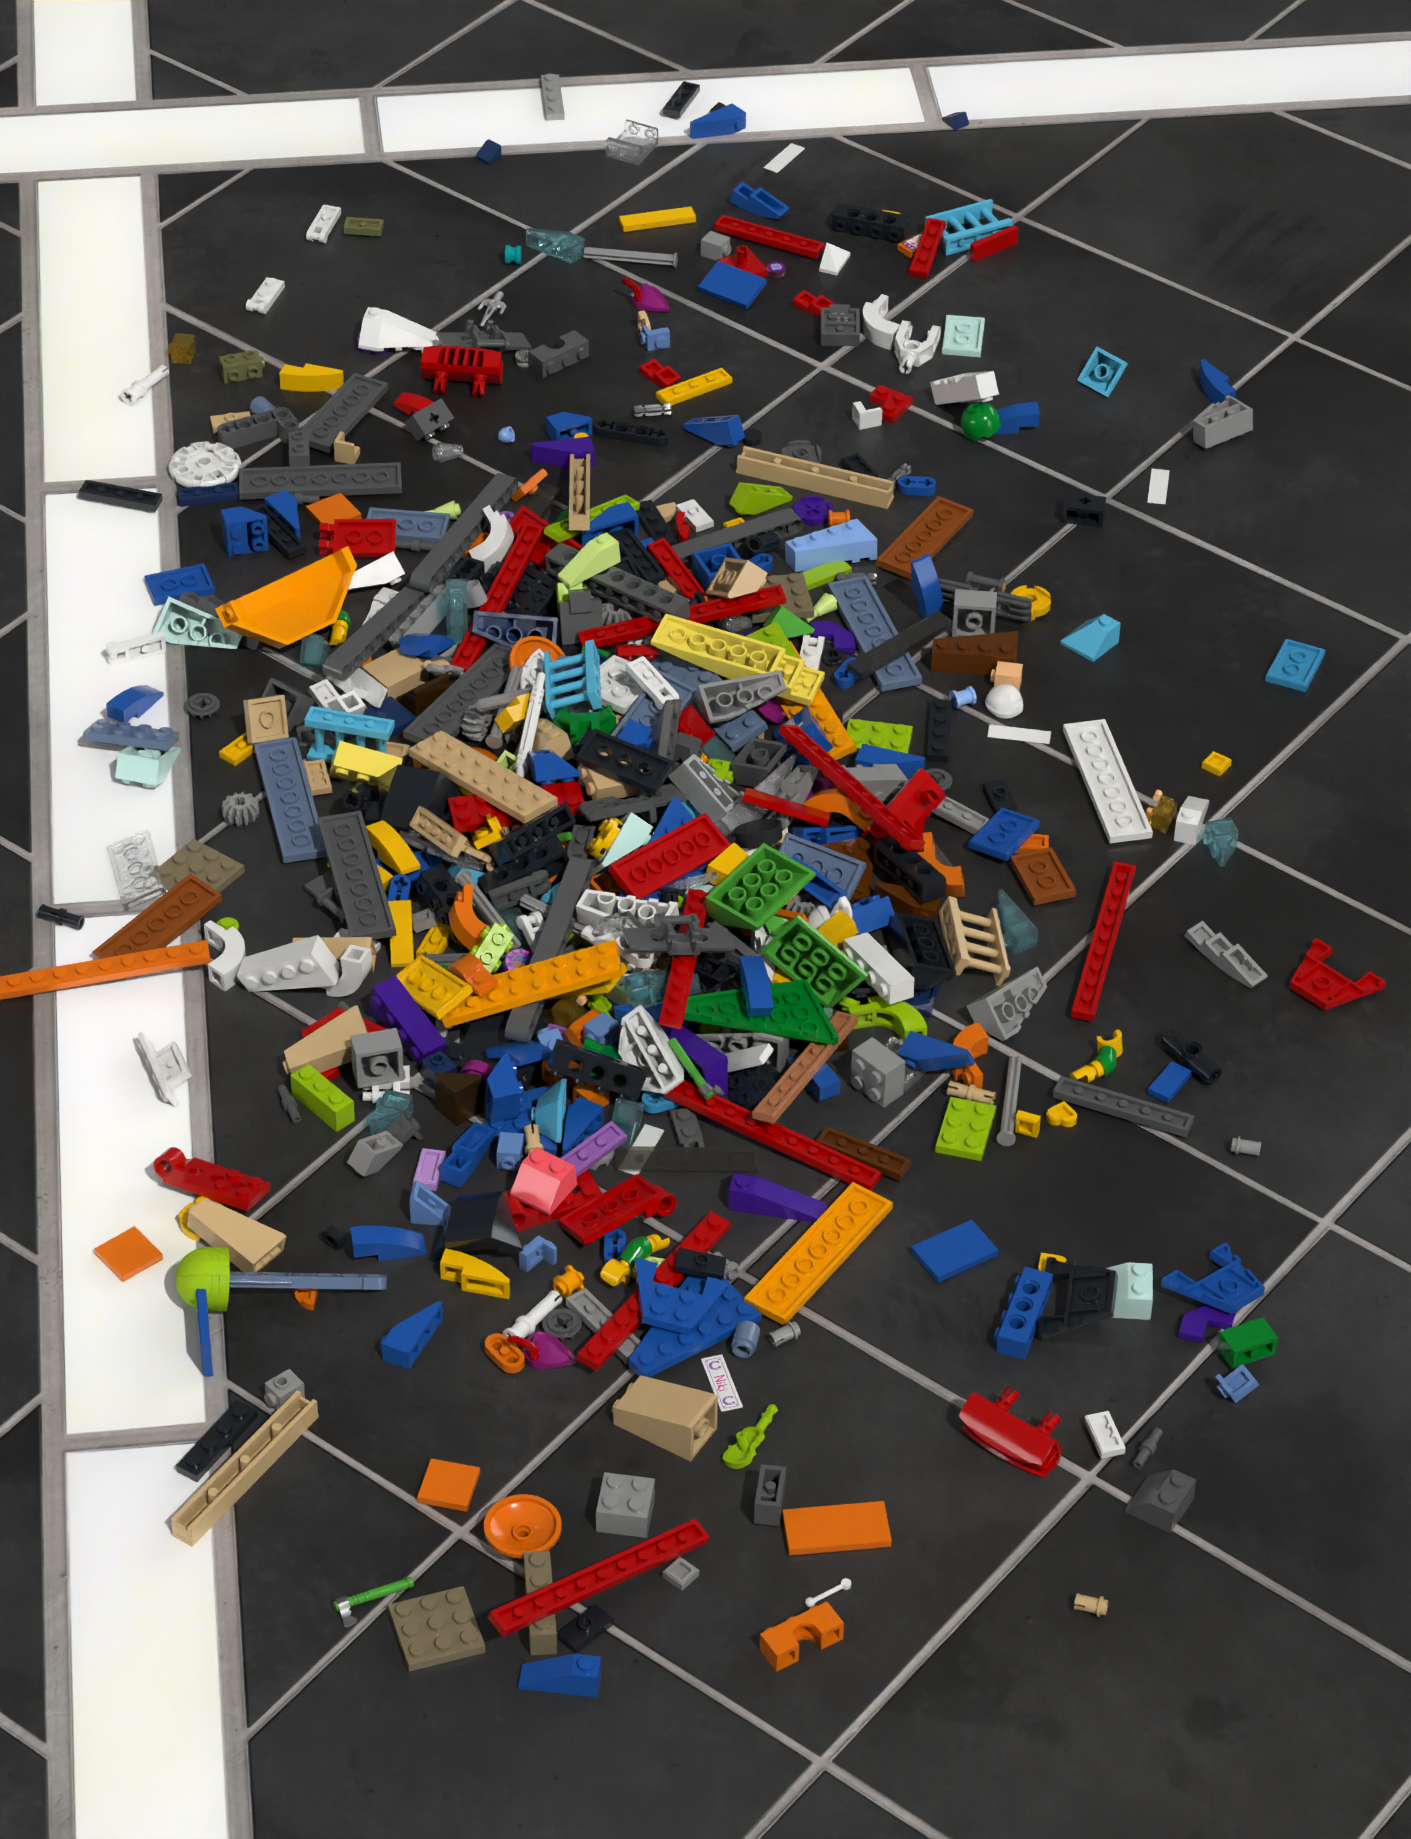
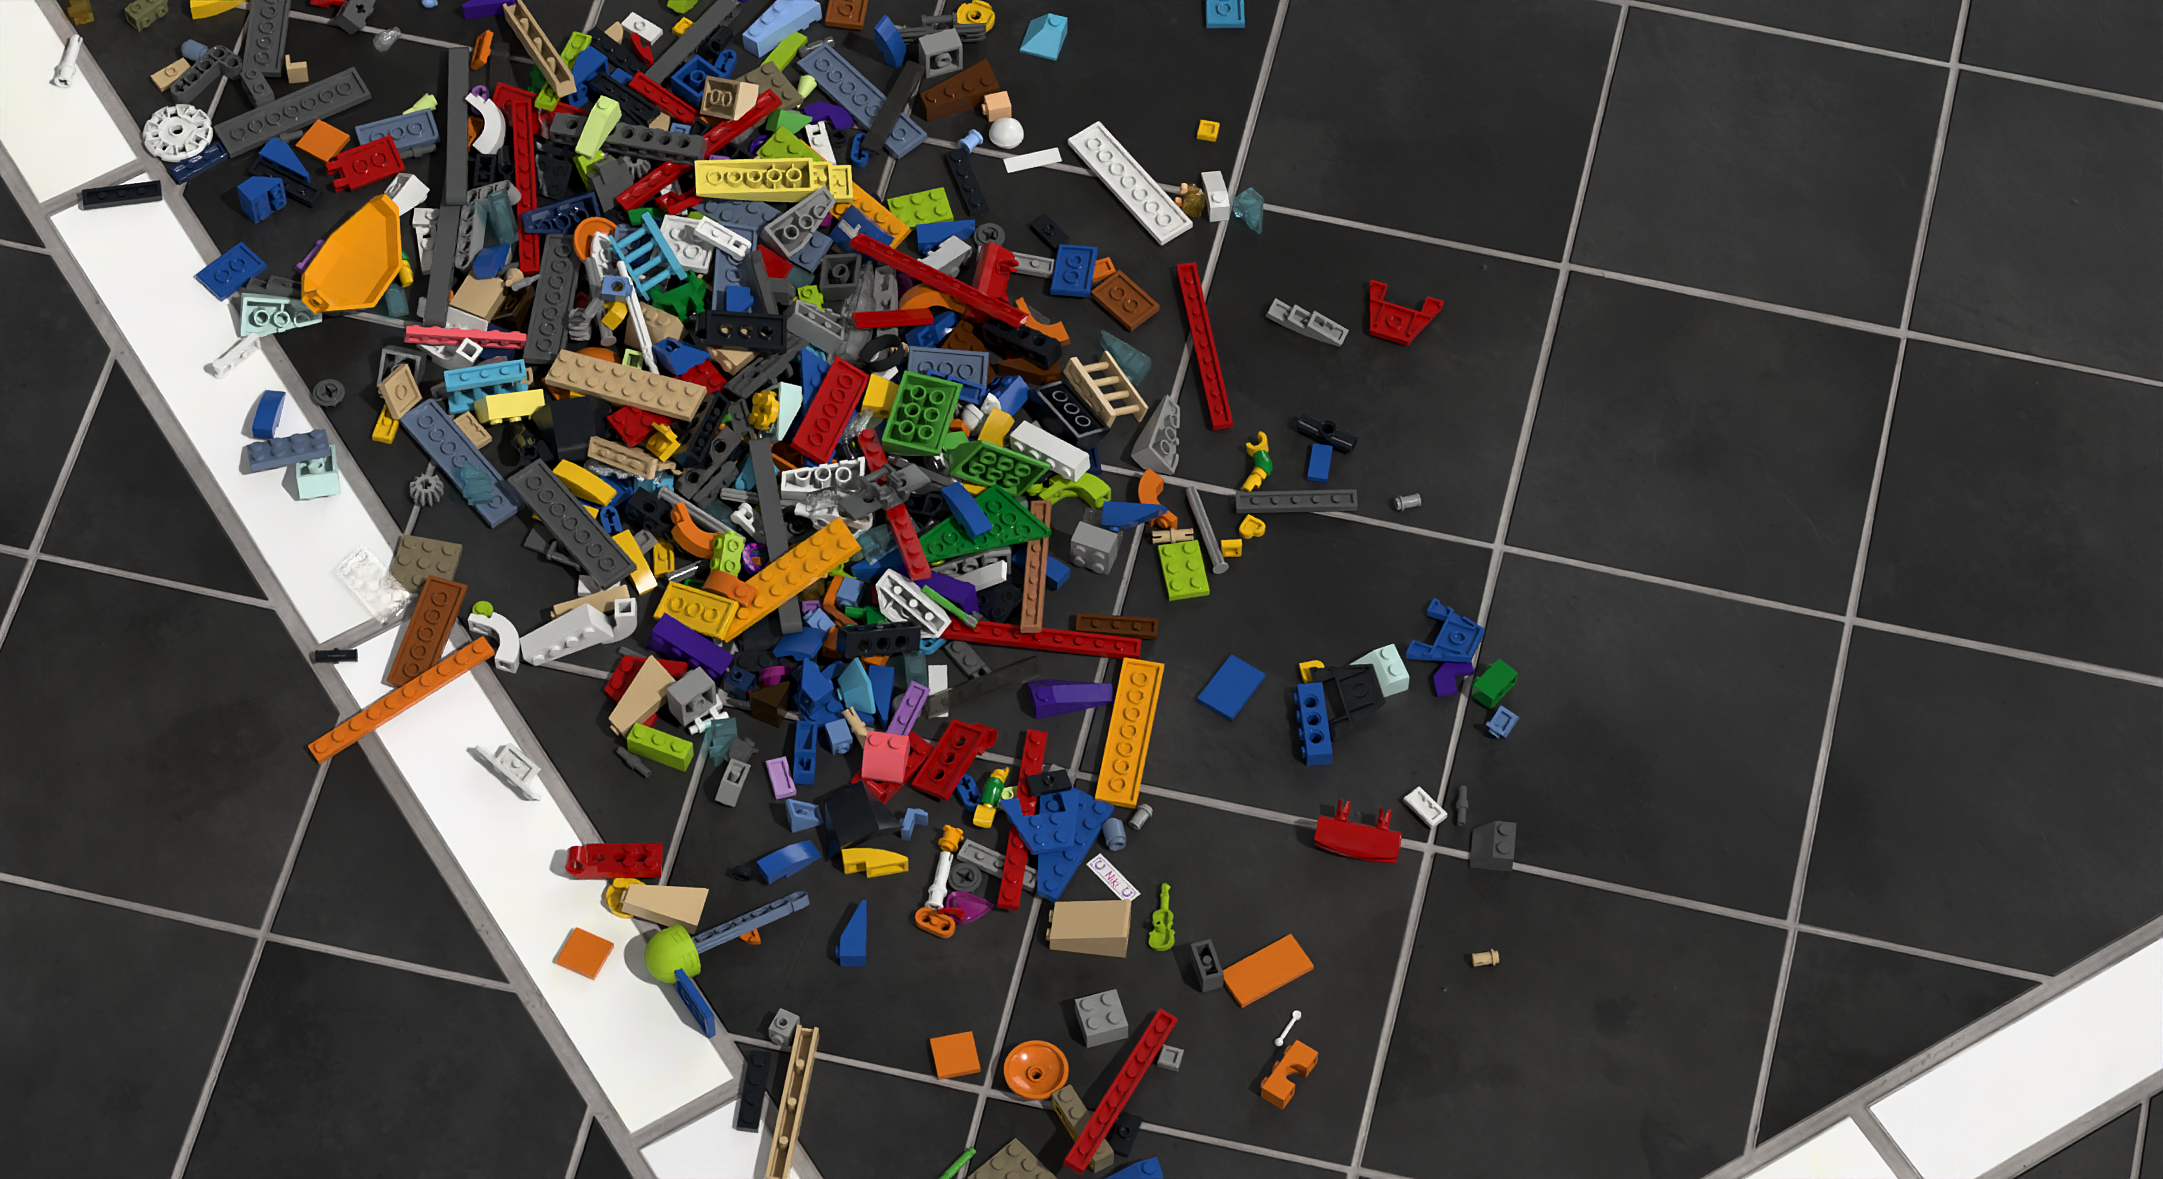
camera: 25 degrees left, 15 degrees up
(287, 817) = (477, 486): none -> clear light blue slope
(338, 686) = (456, 336): none -> coral plate
(520, 690) = (610, 283): none -> medium blue brick

